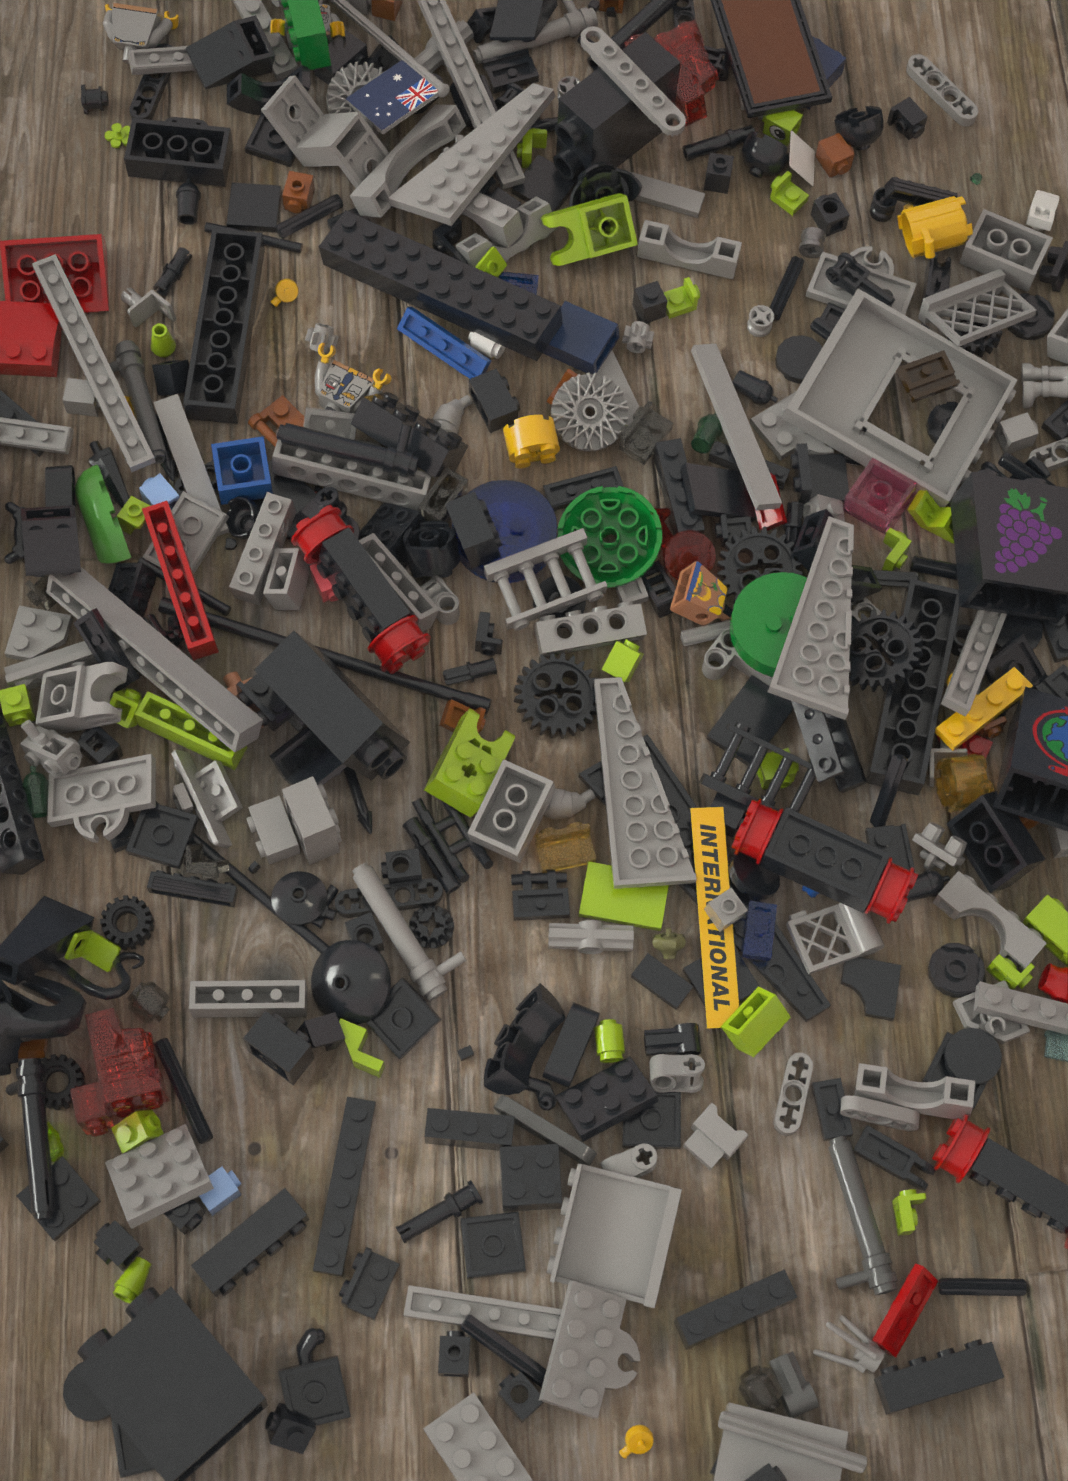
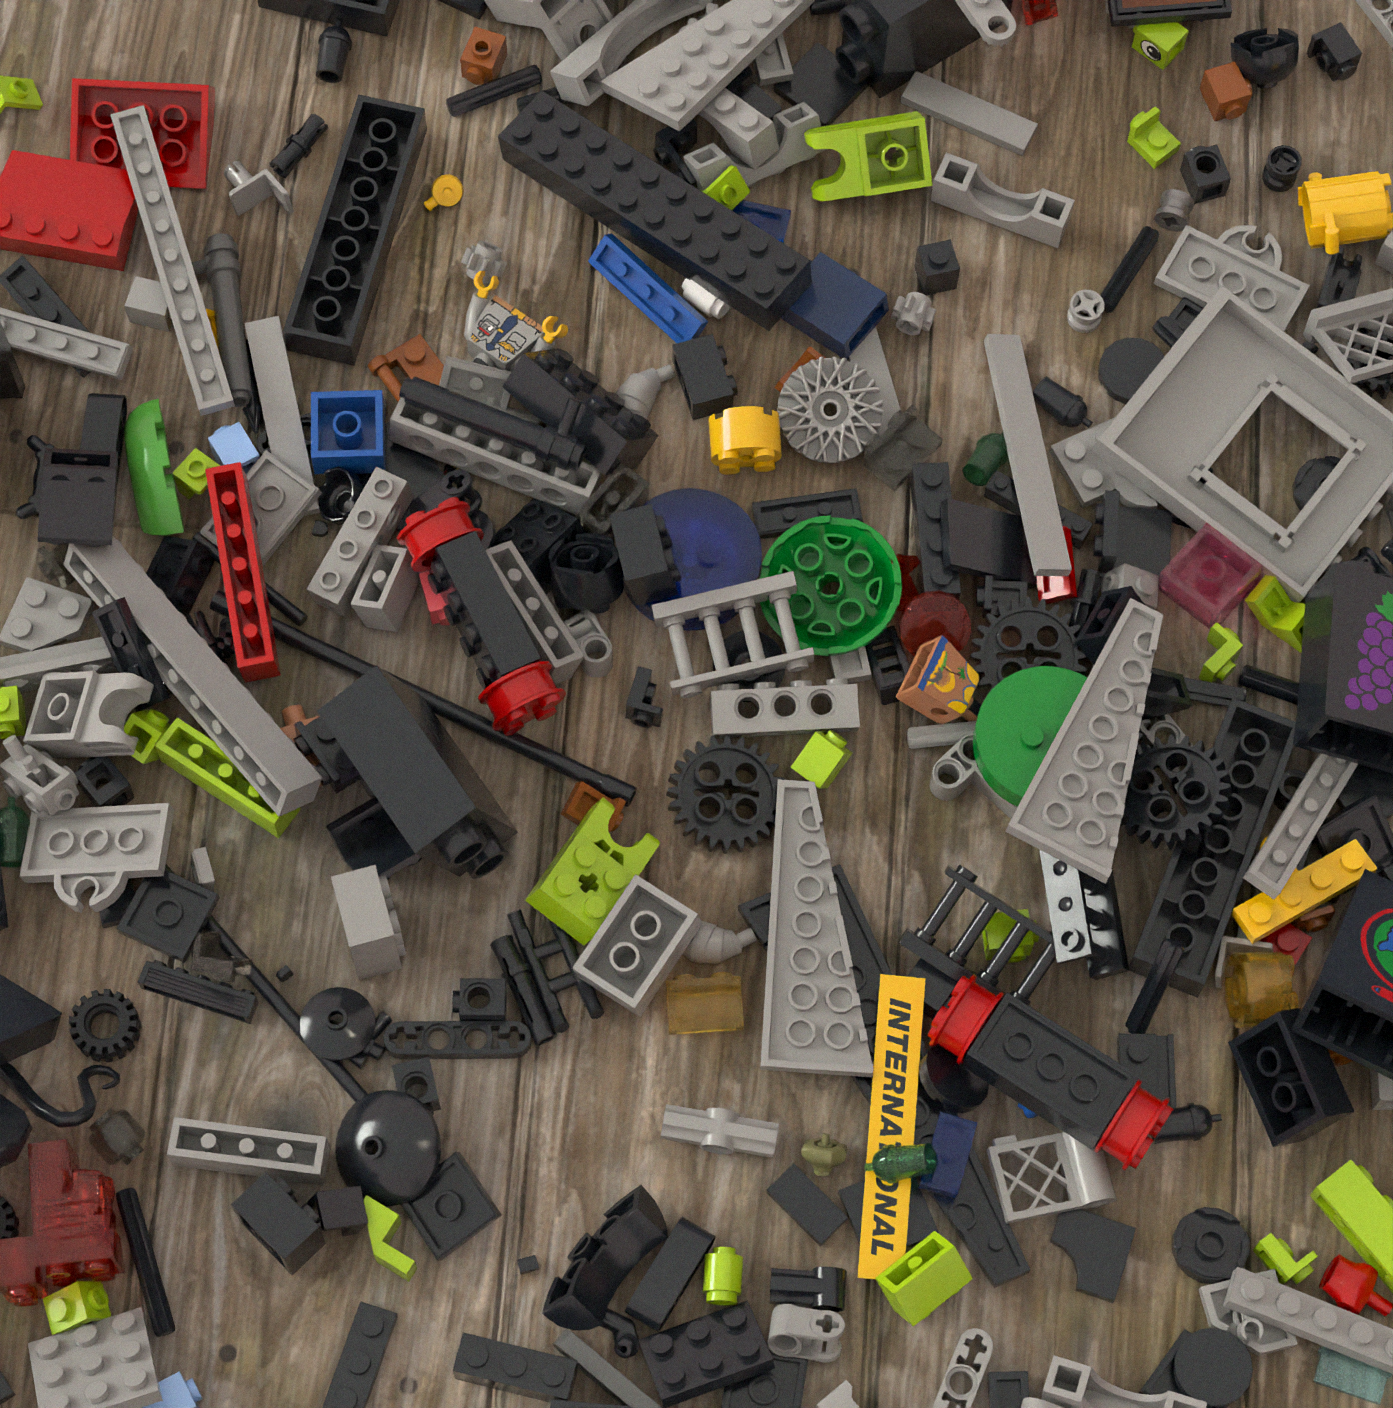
camera: 10 degrees right, 0 degrees up
(94, 949) = (55, 1054): lime bracket -> none
(110, 472) = (173, 409): black bar -> none
(162, 341) = (269, 240): lime cone -> none
(171, 376) = (274, 290): black panel -> none
(211, 794) = (241, 866): light grey bracket -> none
(254, 207) = (421, 69): black tile -> none
(268, 240) = (432, 118): black bar -> none
(273, 830) = (317, 927): light grey brick -> none
(364, 814) = (442, 923): black piece -> none
(421, 968) = (486, 1143): light grey cylinder -> none
(439, 935) = (518, 1100): black gear -> none
(469, 671) = (613, 746): black axle -> none
(532, 139) = (814, 19): lime bracket -> none
(540, 903) = (660, 1075): black plate -> none
(607, 177) = (899, 87): black brick -> none
(626, 906) = (778, 1096): lime tile -> none
(682, 299) = (982, 267): lime bracket -> none
(716, 143) = (1060, 56): black pin -> none
(718, 173) = (1060, 97): black brick -> none
(725, 909) = (905, 1120): light grey brick -> none
(728, 940) = (903, 1162): none -> clear green piece
(757, 710) = (990, 854): black tile -> none
(764, 155) = (1126, 81): black cylinder -> none
(802, 158) = (1178, 90): white sticker -> none
(855, 276) = (1224, 267): black connector -> none
(913, 192) = (1328, 159): black piece -> none
(928, 376) = (1300, 420): dark brown plate -> none
(949, 853) = (1209, 1080): light grey hips -> none
(964, 898) = (1237, 1149): light grey arch -> none

